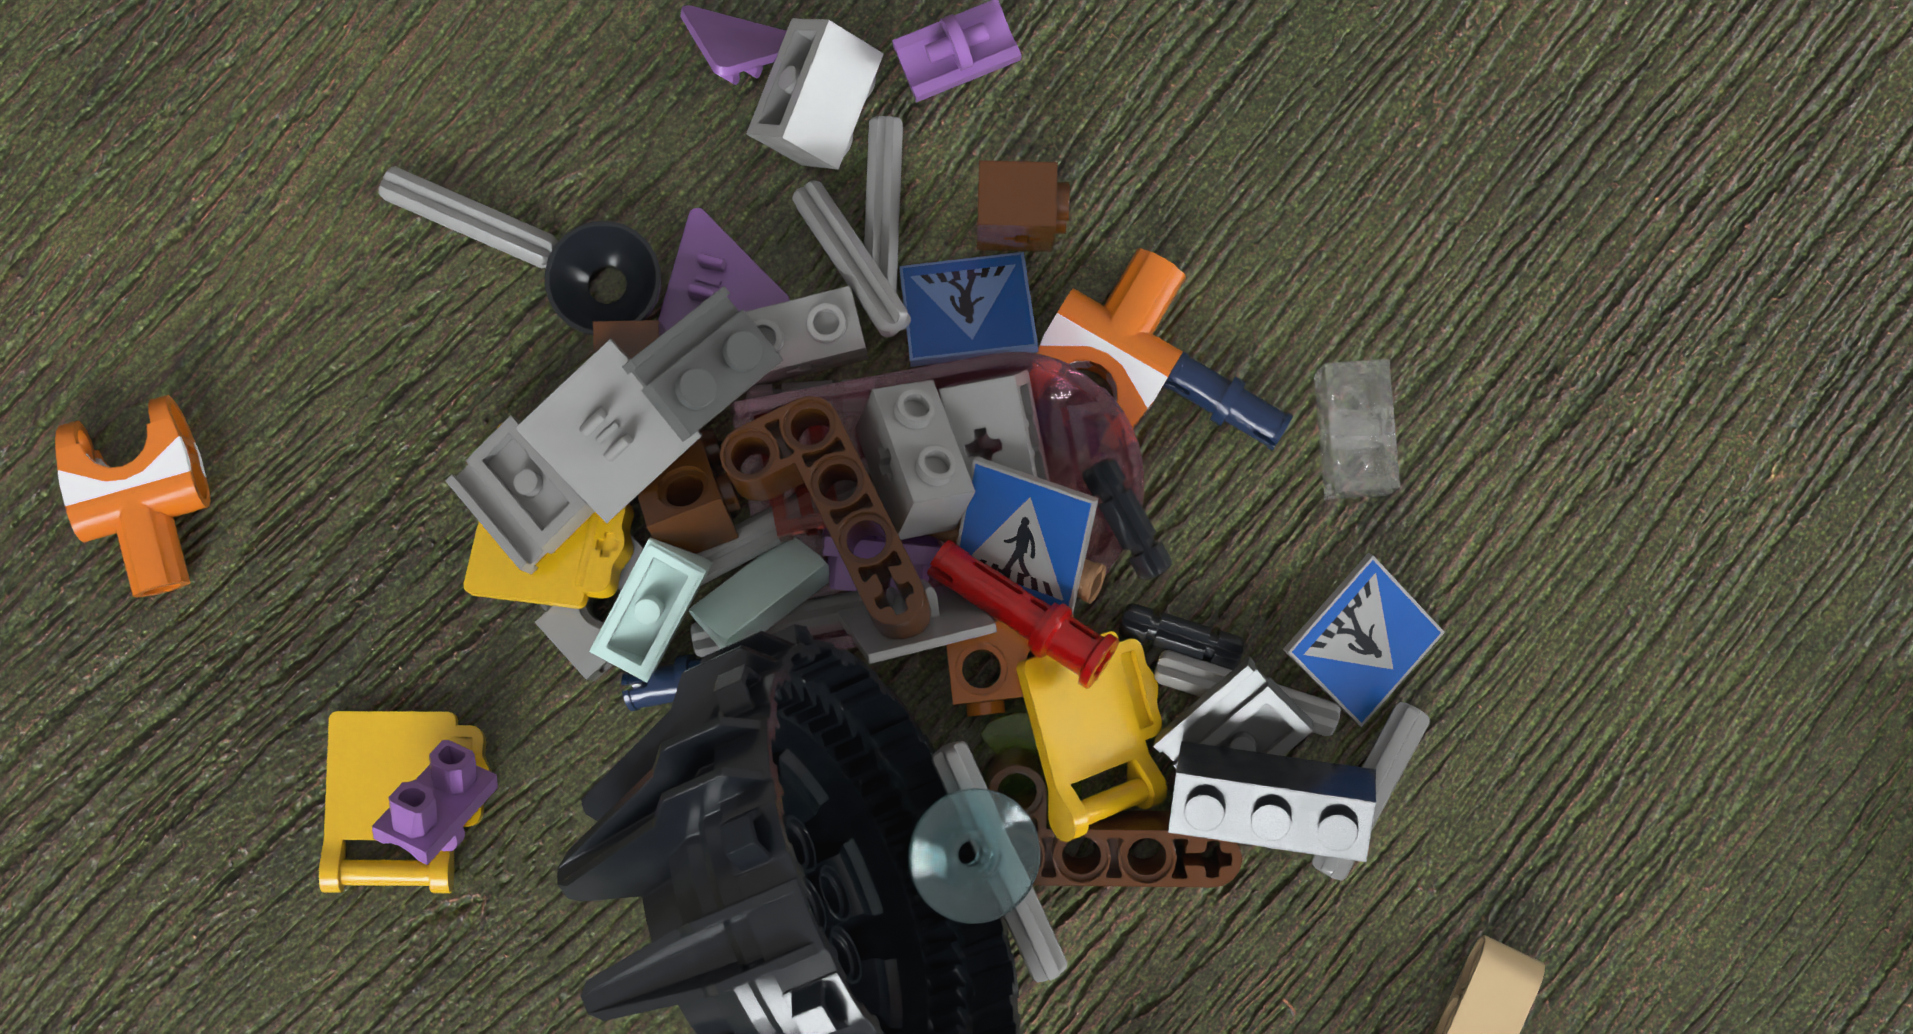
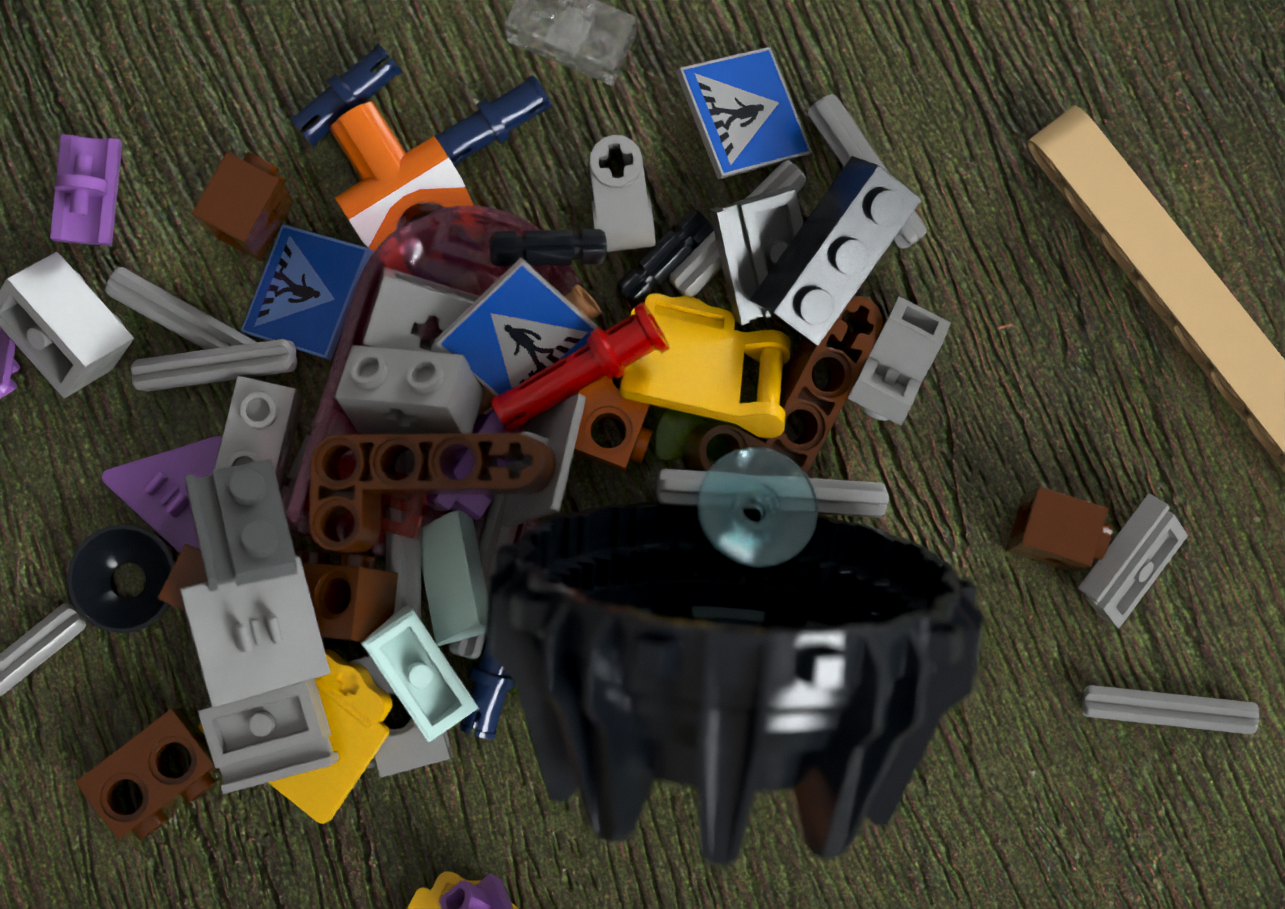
camera: 65 degrees left, 0 degrees up
(437, 392) = (143, 763): none -> reddish brown brick
(1180, 246) = (345, 93): none -> dark blue pin
(1196, 920) = (899, 362): none -> light grey brick
(1210, 568) = (621, 203): none -> light grey piece

